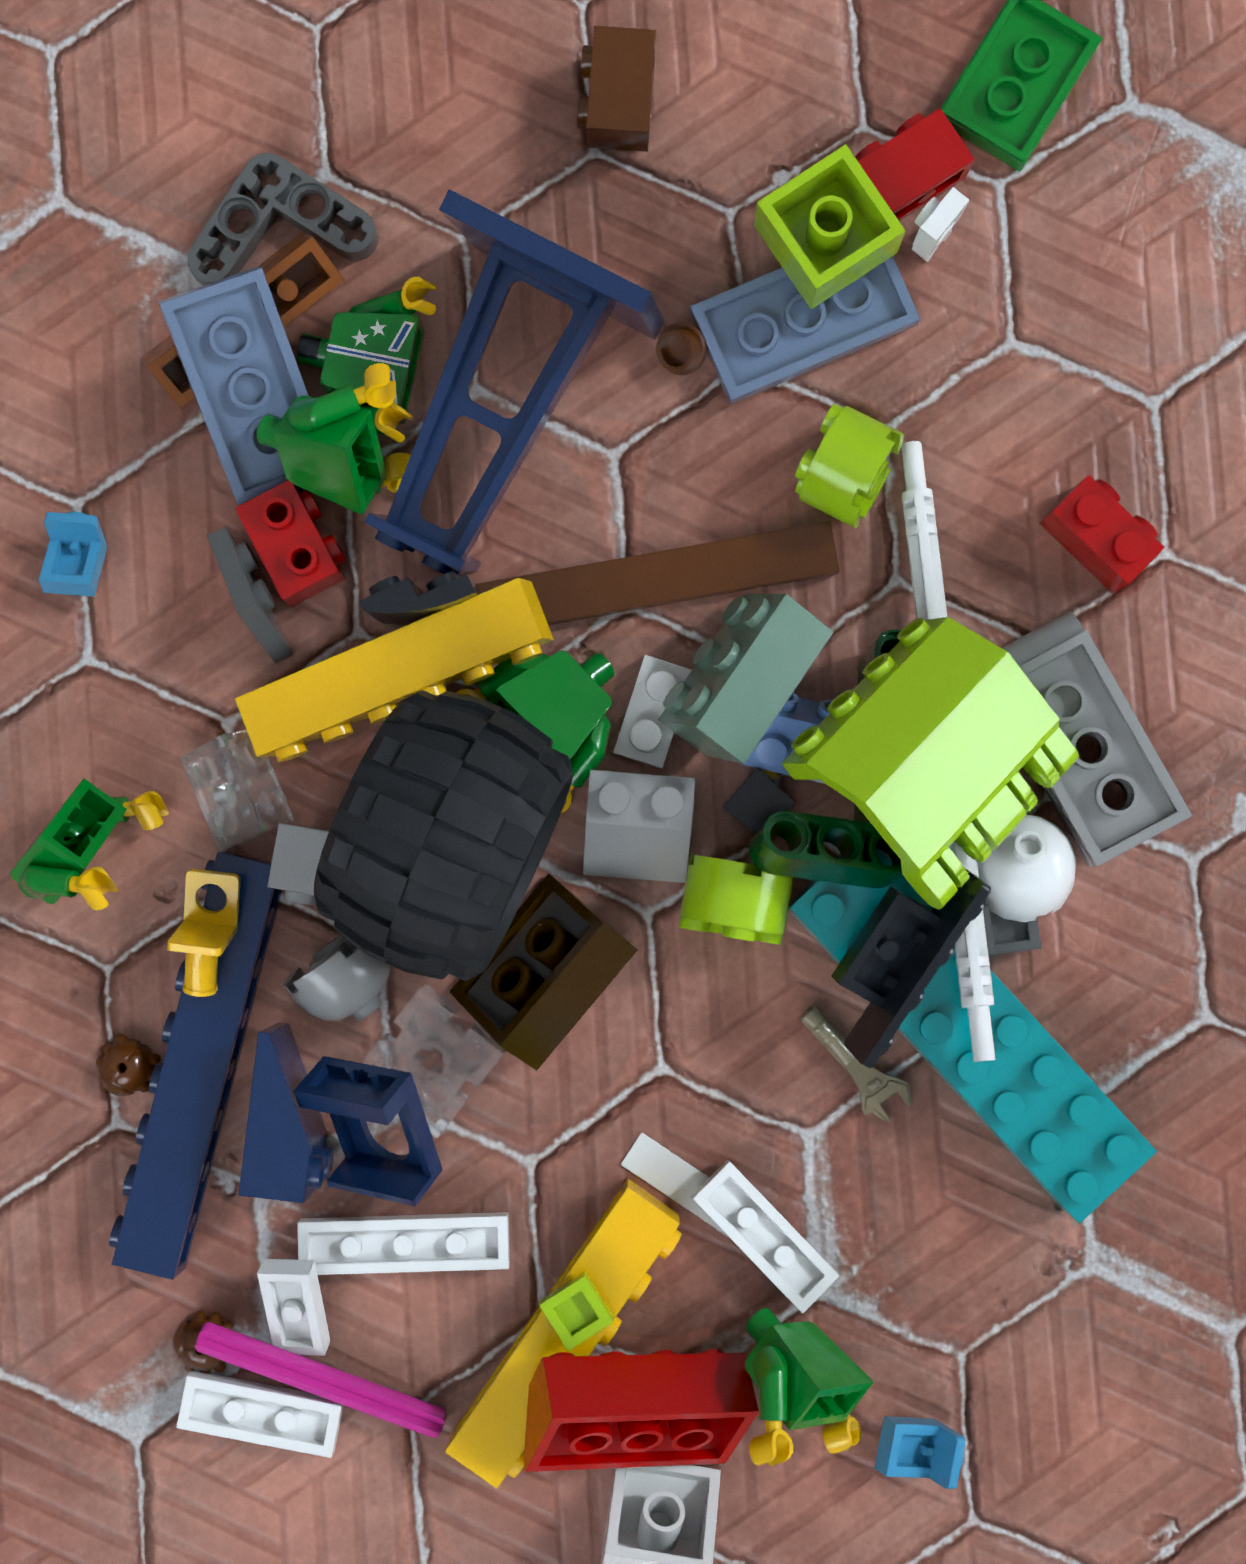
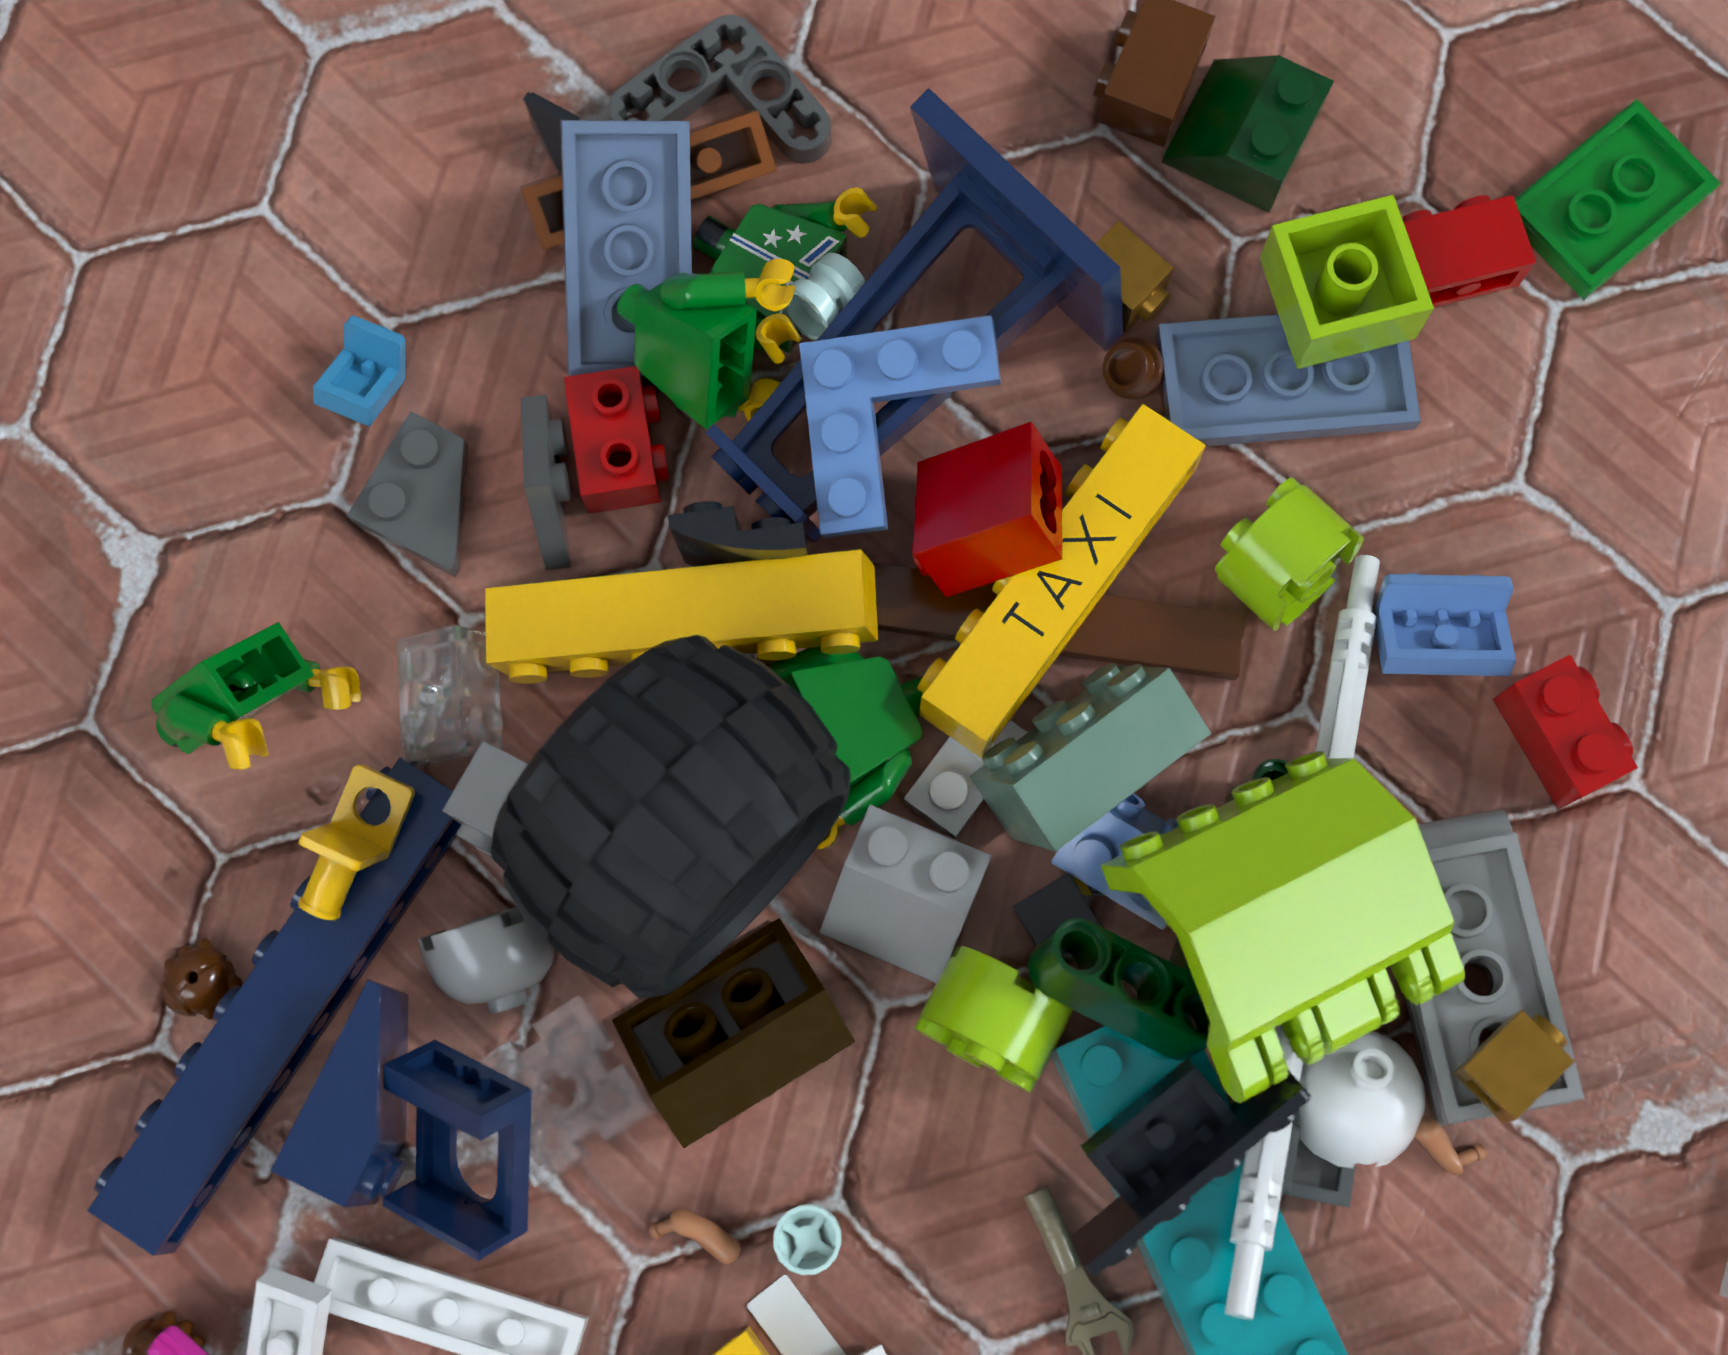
camera: 15 degrees right, 10 degrees down
(145, 296) = (546, 123): none -> black slope
(152, 635) = (417, 493): none -> dark grey wing
(419, 374) = (823, 295): none -> light aqua wheel
(465, 434) = (853, 373): none -> medium blue plate
(571, 1123) = (701, 1230): none -> nougat piece
(605, 508) = (988, 510): none -> red piece
(649, 1113) = (803, 1247): none -> light aqua wheel
(655, 270) = (1142, 274): none -> pearl gold brick
(679, 542) = (1042, 608): none -> yellow brick
(710, 112) = (1248, 126): none -> dark green slope
(937, 222) = (1472, 317): white plate -> none
(986, 479) = (1444, 625): none -> medium blue bracket
(1093, 879) = (1438, 1145): none -> nougat piece
(1135, 809) = (1515, 1065): none -> pearl gold brick

